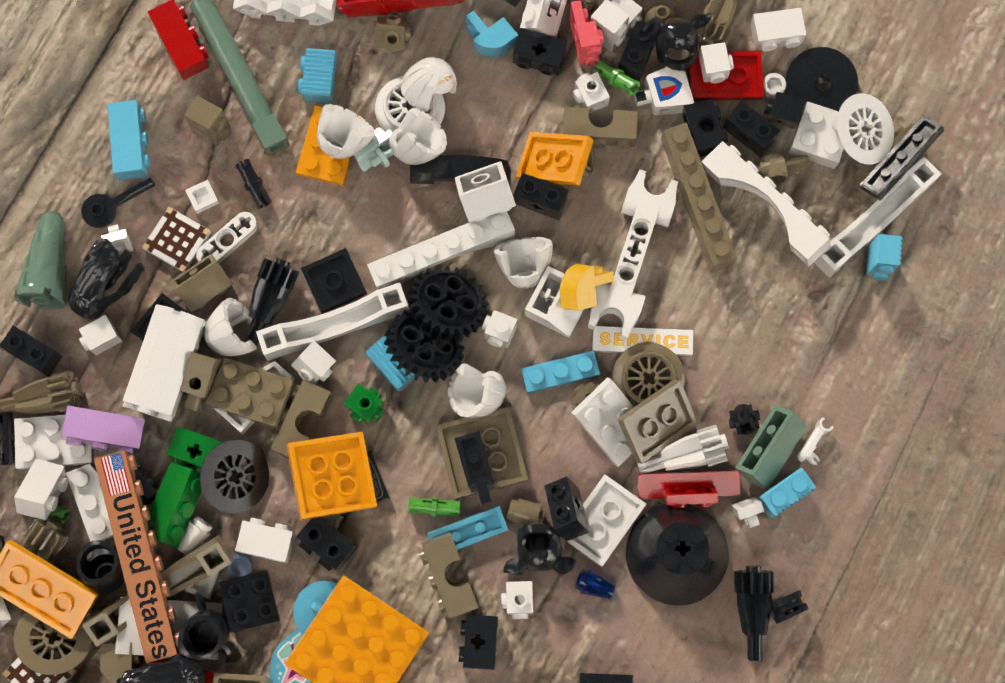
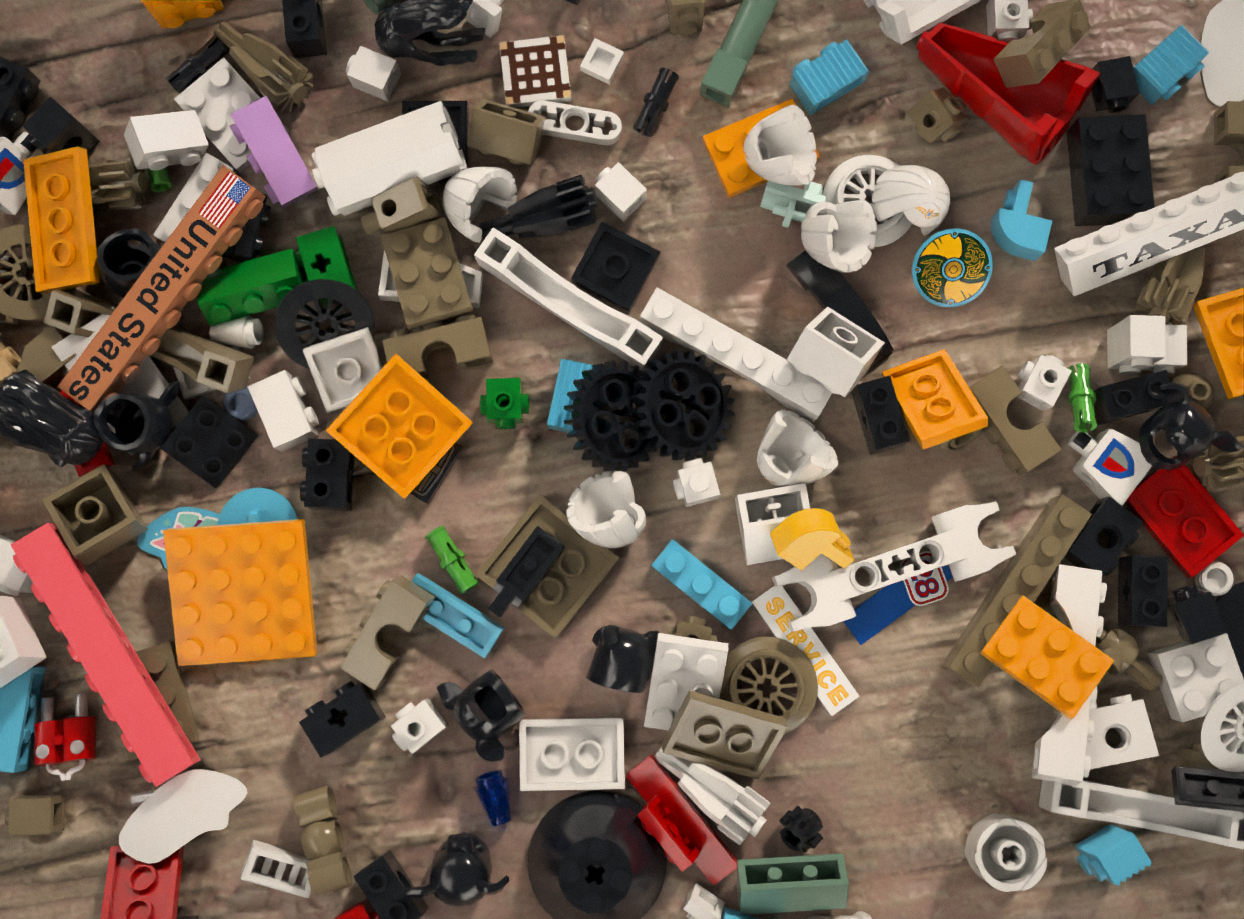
camera: 55 degrees right, 5 degrees up
(268, 485) = (343, 367): none -> white tile
(290, 244) = (620, 191): none -> white brick
(314, 364) = (507, 315): white brick -> none
(486, 92) = (952, 267): none -> shield
(525, 512) = (517, 664): dark tan brick -> none
(532, 42) = (1046, 274): black brick -> none
(566, 509) = (551, 706): black brick -> none
(569, 446) = (622, 658): none -> black piece
(585, 34) = (1104, 326): coral plate -> none
(624, 635) = (460, 872): none -> black piece
(654, 267) = (899, 598): none -> blue sticker
(715, 62) = (1188, 494): white brick -> none
(747, 206) = (1047, 657): none -> light orange plate
(816, 191) = (1134, 728): none -> white brick
(848, 302) = (1026, 848): none -> white brick

